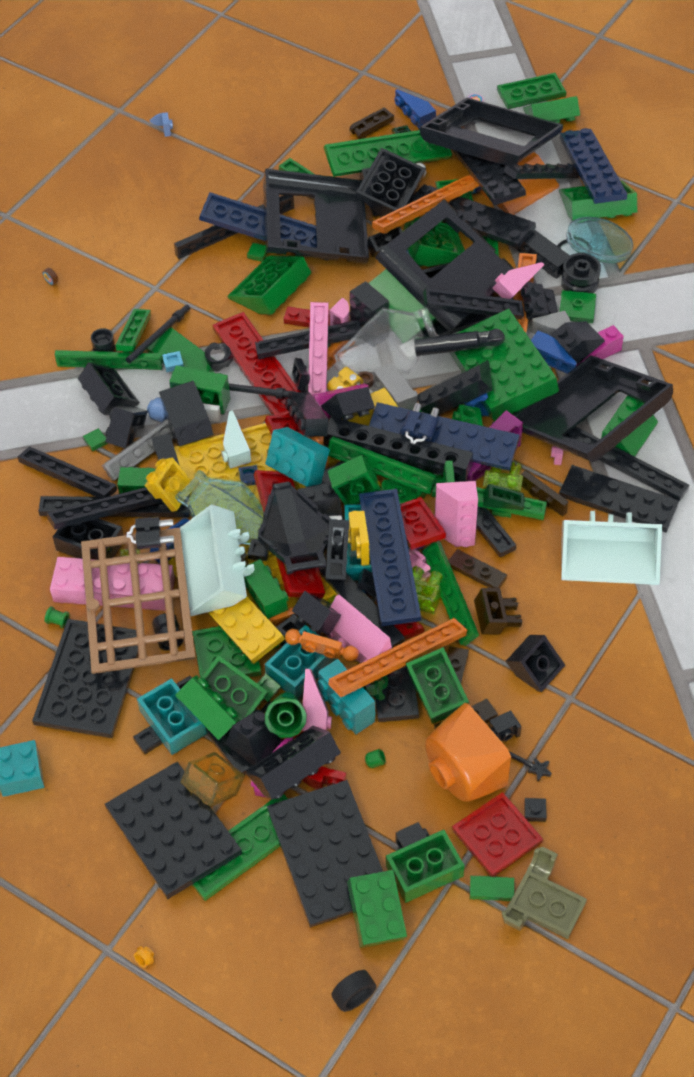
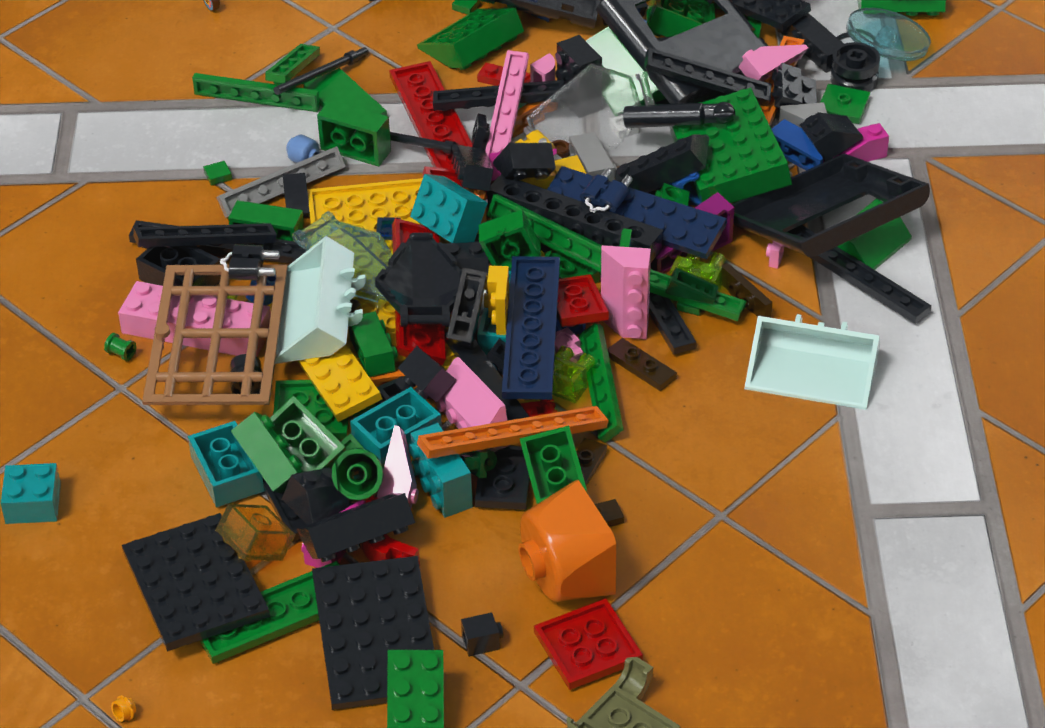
camera: 10 degrees right, 10 degrees down
(67, 473) = (172, 199): black plate -> none
(73, 695) = (126, 433): black plate -> none
(103, 340) = (253, 68): black wheel -> none
(106, 387) = (245, 122): black slope -> none
(123, 425) = (254, 157): black brick -> none
(147, 740) = (191, 488): black tile -> none
(167, 482) = (285, 218): yellow plate -> none
(171, 360) = (329, 95): medium azure plate -> none
(185, 413) = (329, 152): black slope -> none
(213, 412) = (361, 160): white tile -> none
(220, 364) = (393, 110): black piece -> none
(235, 446) = (379, 194): light aqua slope -> none
(257, 551) = (377, 303): black plate -> none
(322, 645) = (423, 407): orange plate -> none
(375, 758) = (461, 544): green piece -> none
(425, 865) = (487, 661): green brick -> none
(491, 888) = (565, 700): green tile -> none
(492, 613) = (646, 405): dark brown brick -> none
(505, 726) = (629, 530): black brick -> none
(535, 662) = (686, 468): black slope -> none
(535, 809) = (643, 625): black plate -> none
(537, 768) = (659, 583): black piece -> none
(618, 497) = (832, 306): black plate -> none

